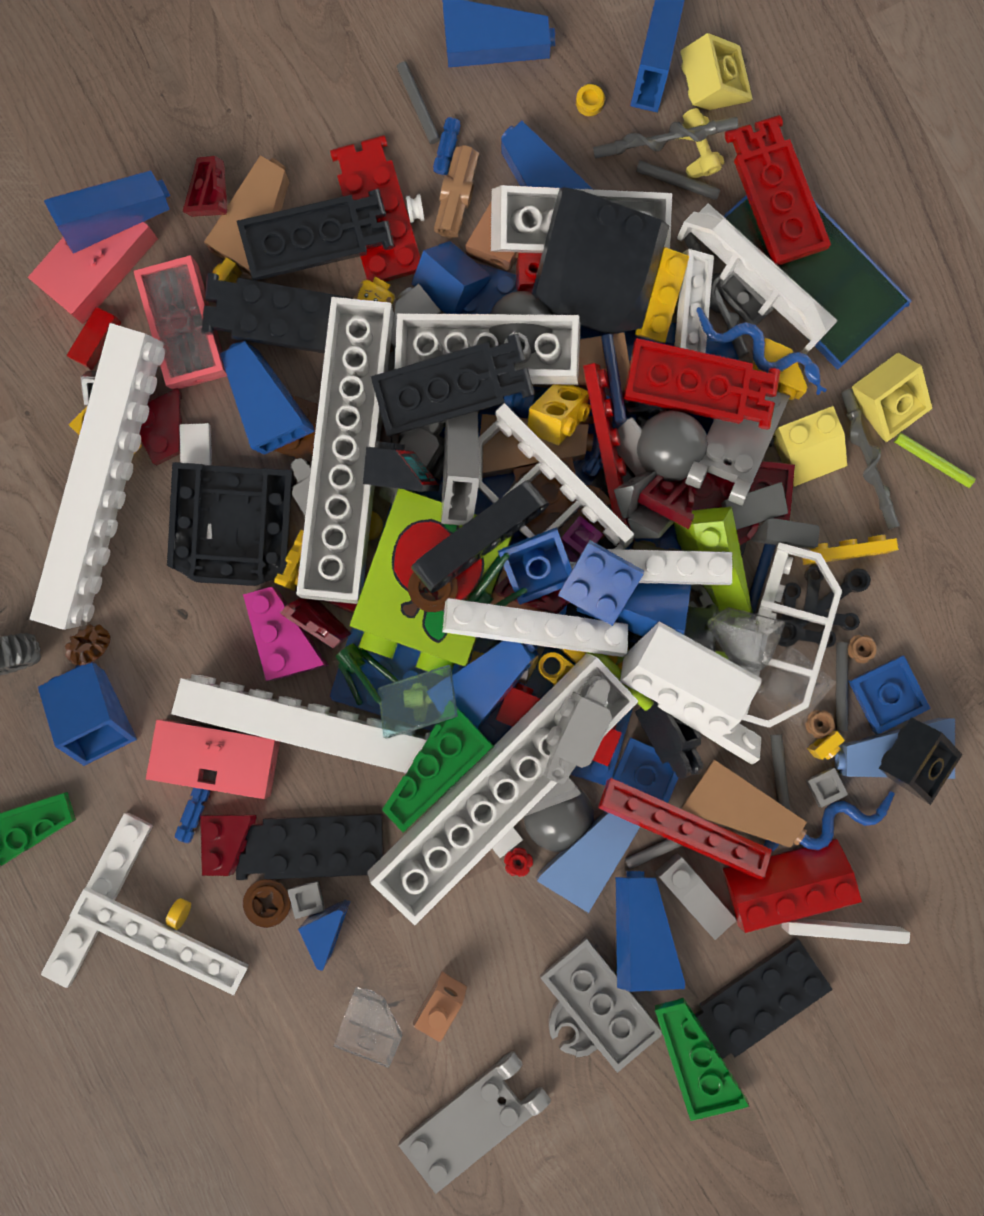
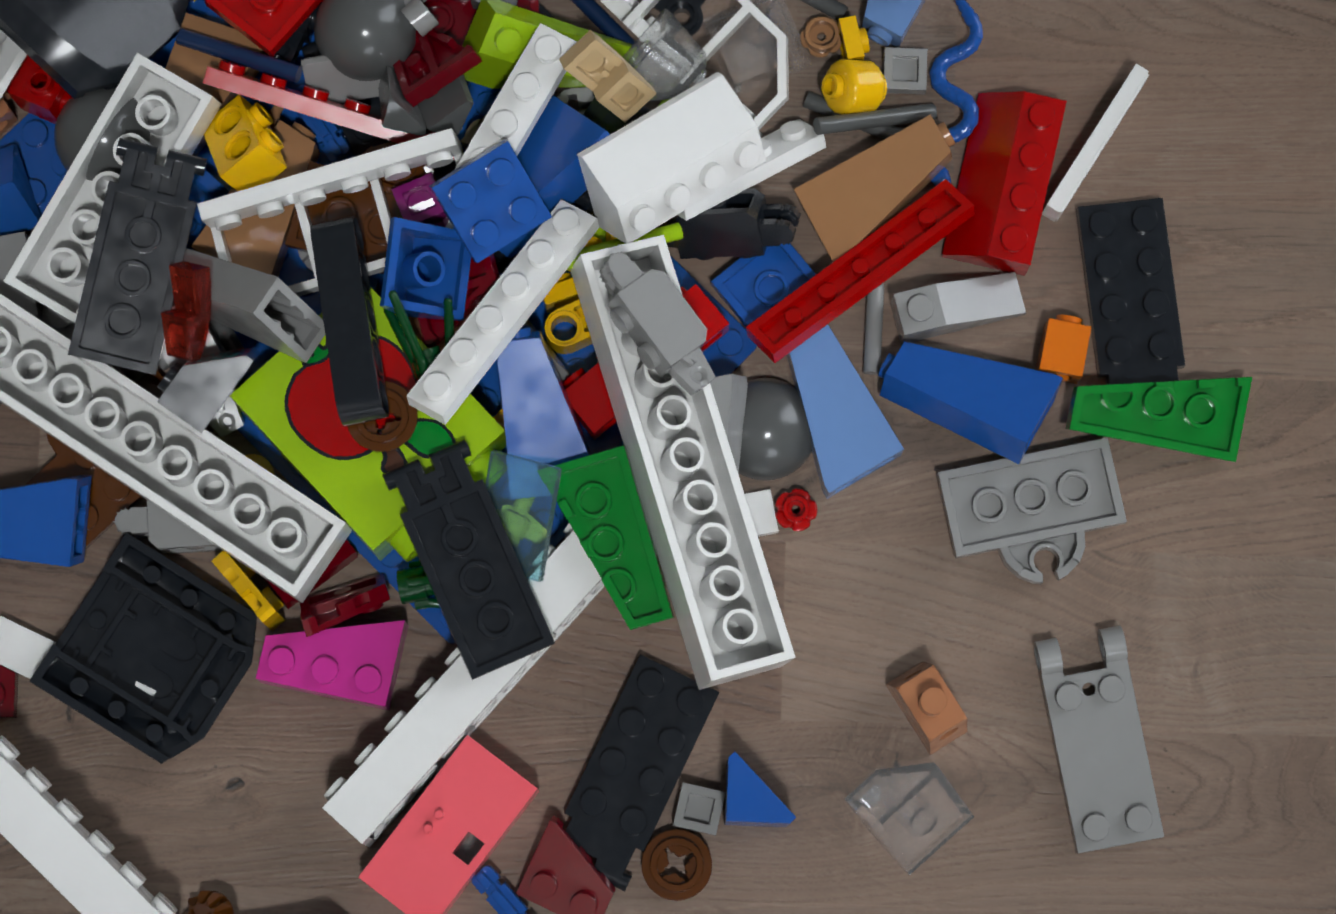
camera: 65 degrees left, 5 degrees down
(371, 689) = (469, 562): none -> black hinge
(429, 438) = (188, 322): none -> clear red slope
(704, 977) = (1064, 347): none -> orange brick
(721, 612) = (607, 76): none -> tan slope
(785, 785) = (873, 119): none -> dark grey bar
(799, 762) = (854, 86): none -> yellow head

